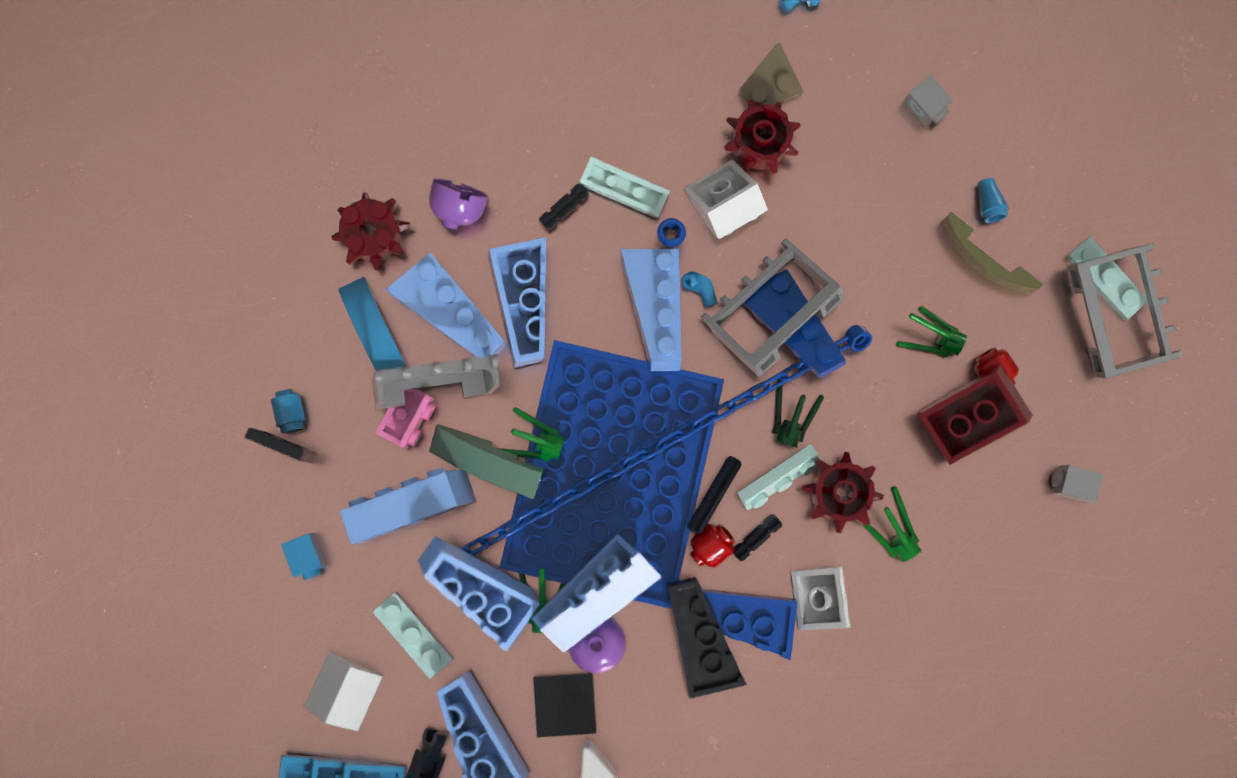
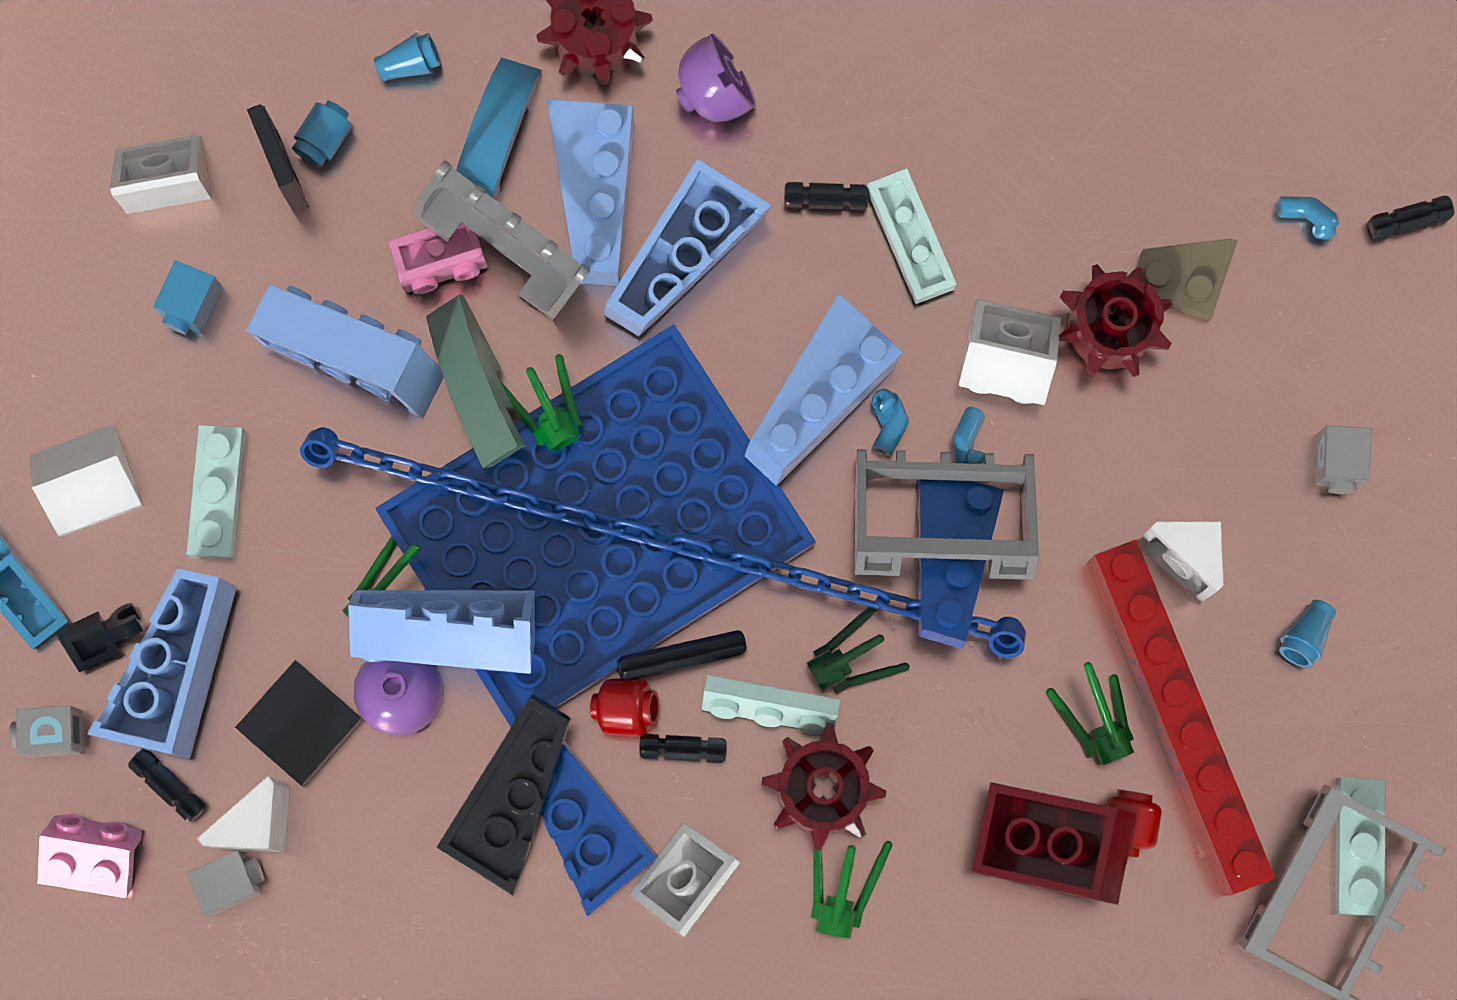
camera: 45 degrees right, 5 degrees down
(227, 508) = (160, 174): none -> white slope
(294, 331) = (409, 58): none -> dark azure cone
(481, 591) = (328, 506): light blue wedge -> none
(674, 227) = (913, 320): blue cone -> none
(744, 261) = (965, 435): none -> dark azure arm
(906, 217) = (1188, 554): none -> white slope
(957, 234) = (1254, 748): olive slope -> none
(973, 298) = (1180, 719): none -> red brick

